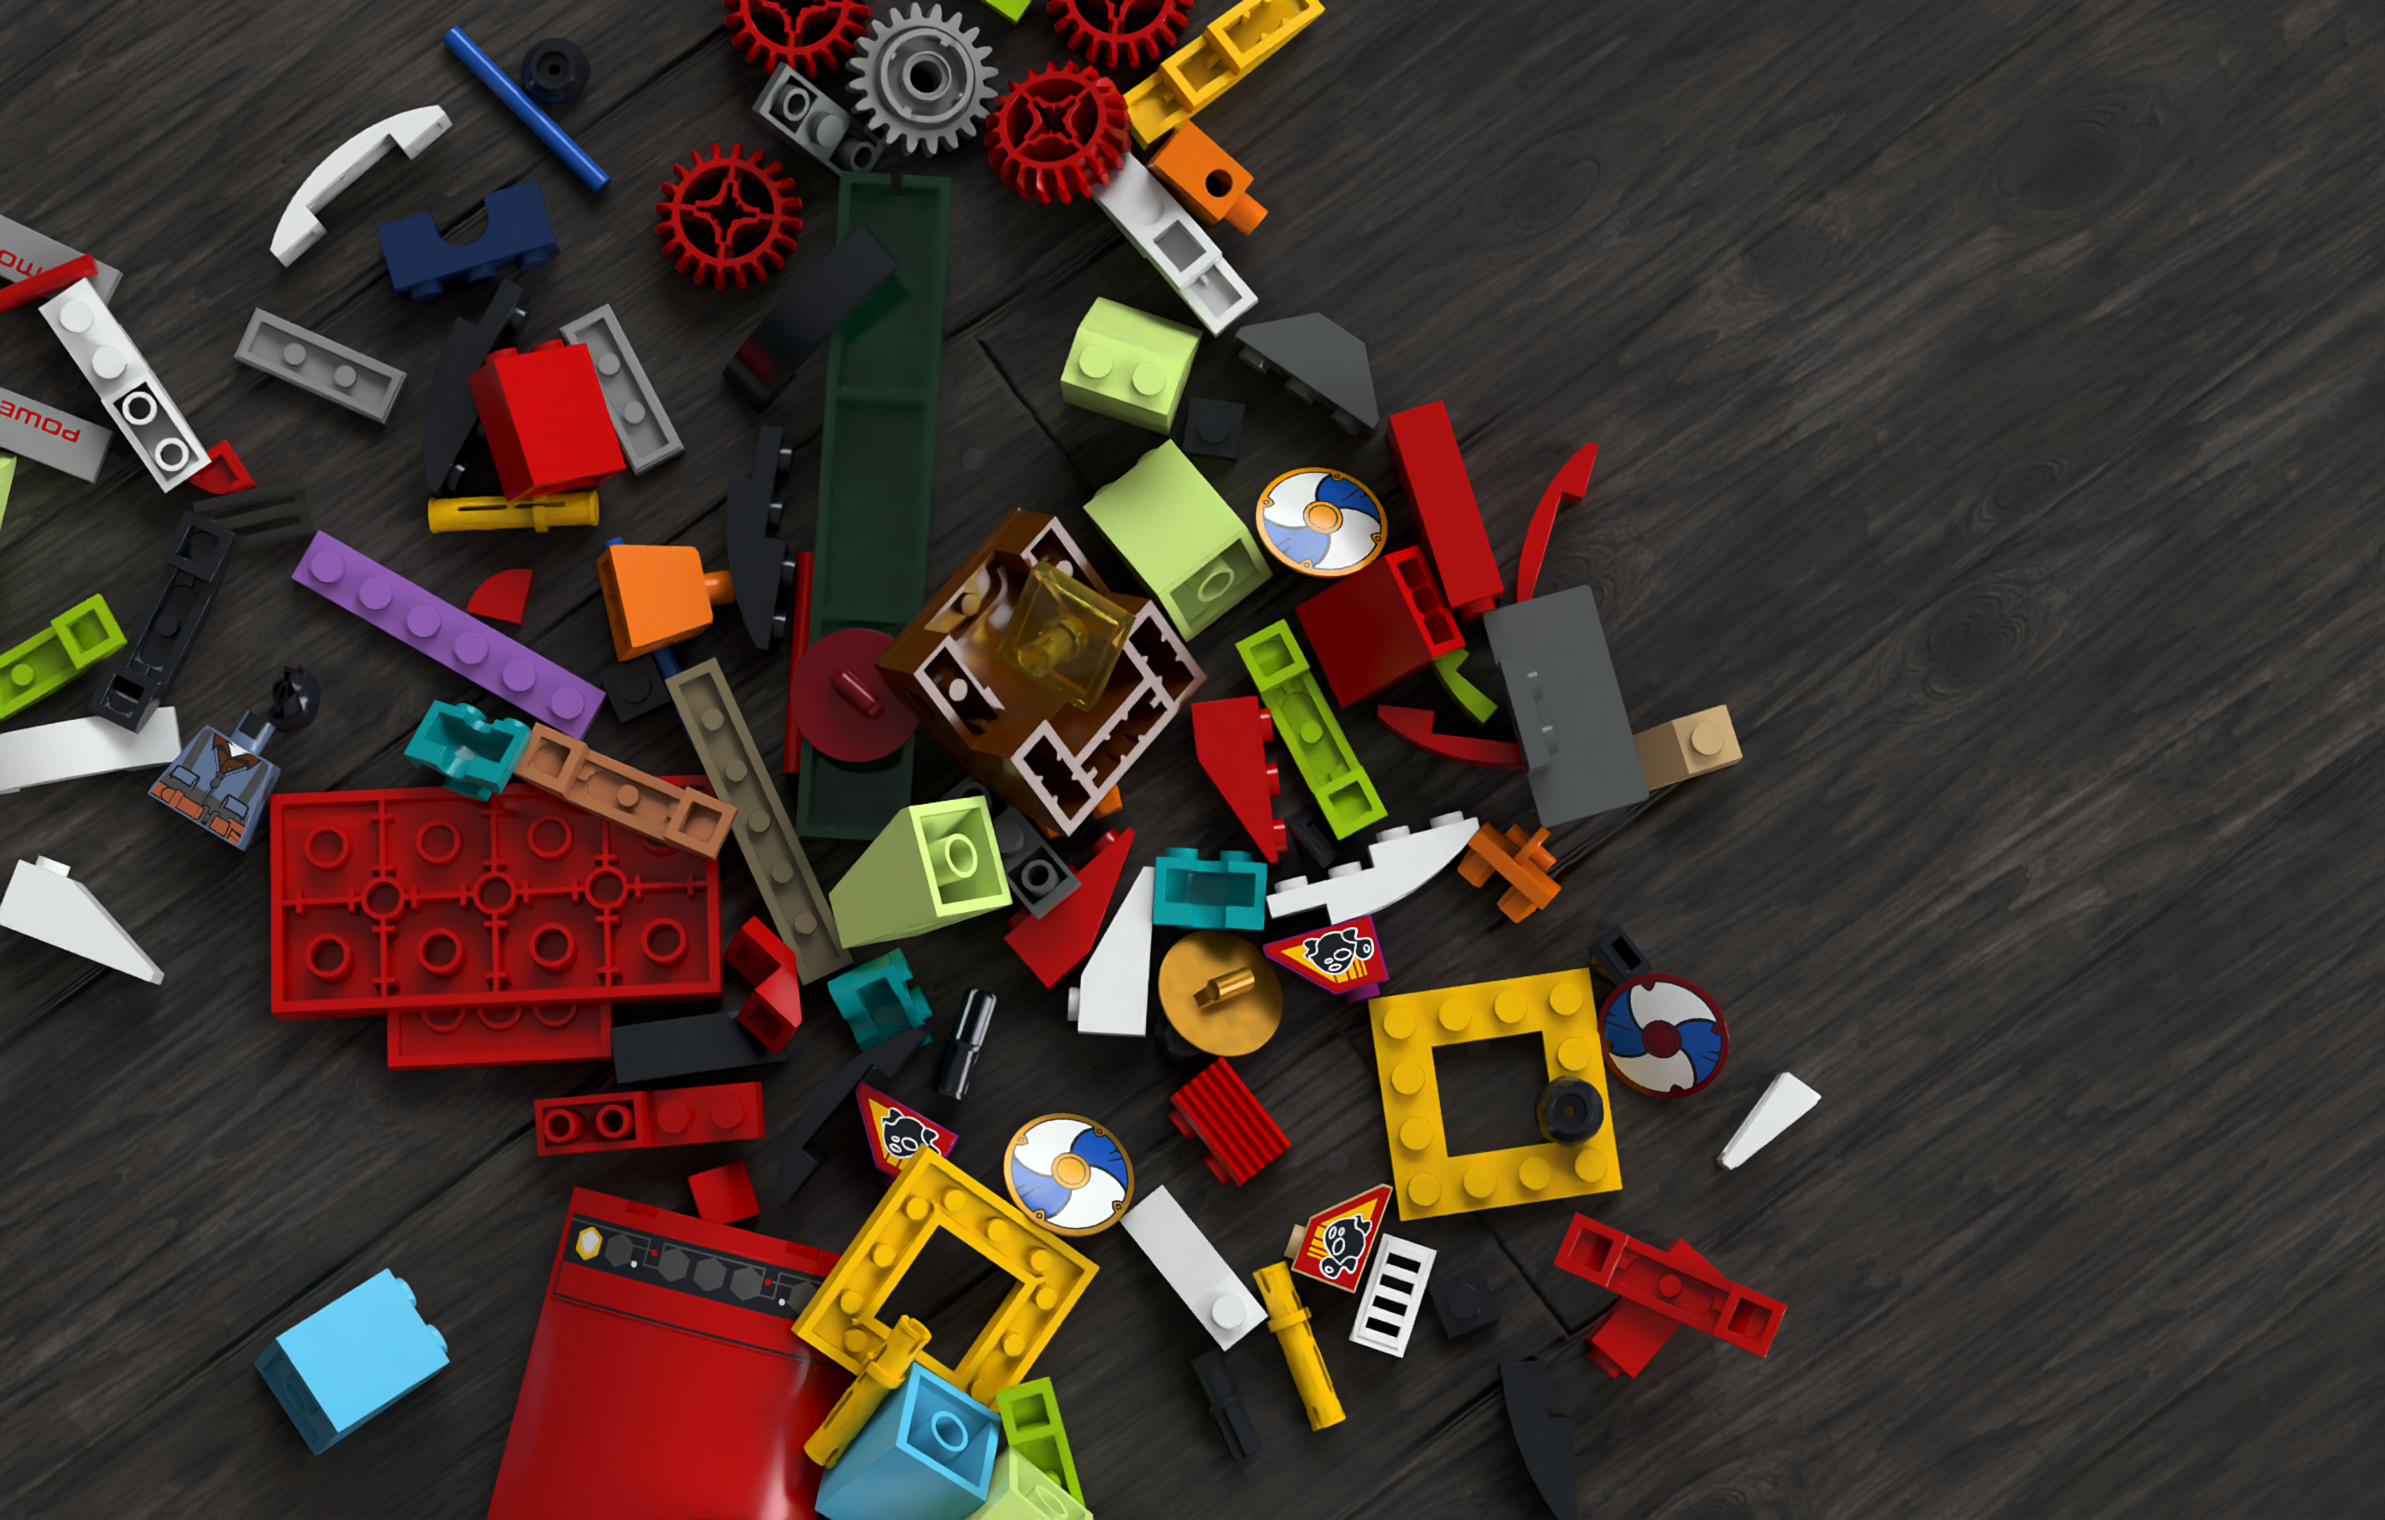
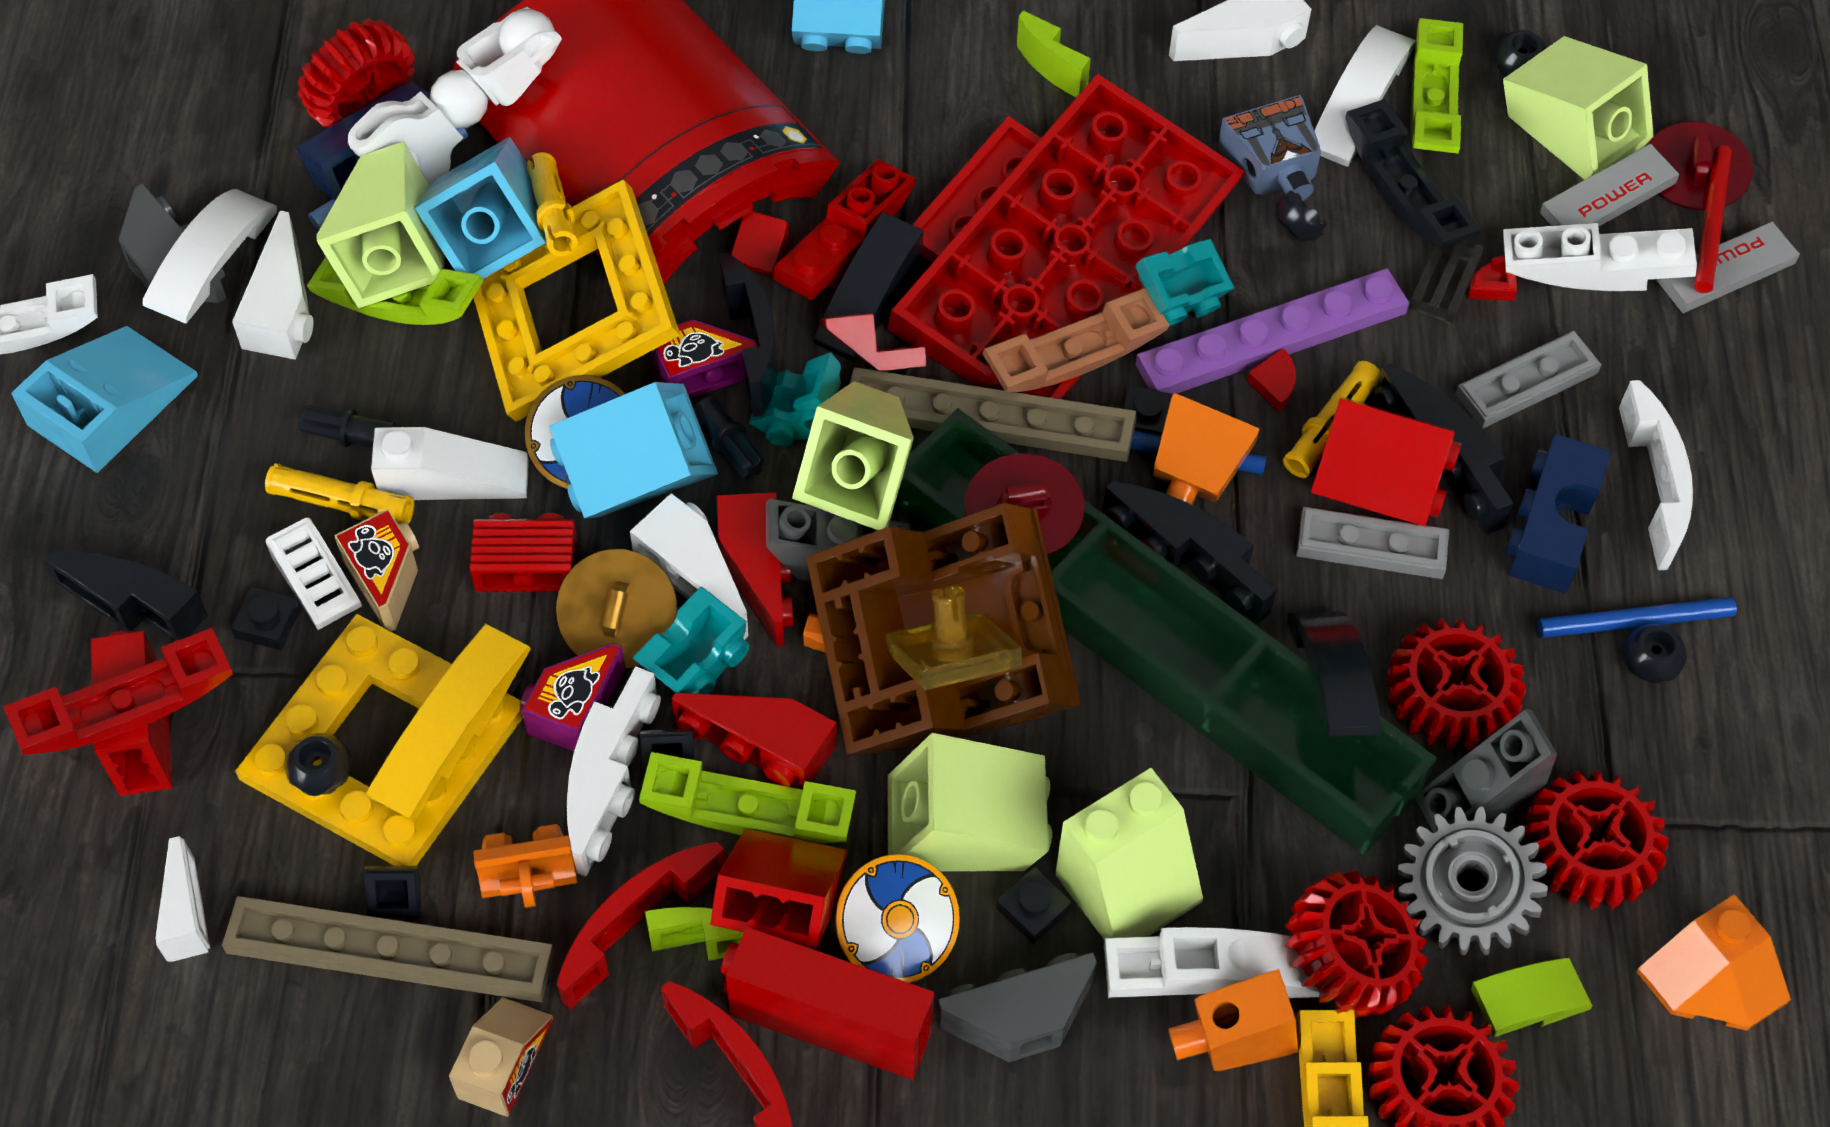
camera: 125 degrees right, 25 degrees down
(263, 1106) = (1057, 63): none -> lime slope
(1059, 1100) = (631, 449): none -> medium azure slope
(1447, 1030) = (447, 721): none -> yellow slope
(1565, 706) = (605, 967): dark grey bracket -> none
(1663, 1035) = (308, 872): shield -> none
(1675, 925) = (389, 949): none -> dark tan plate

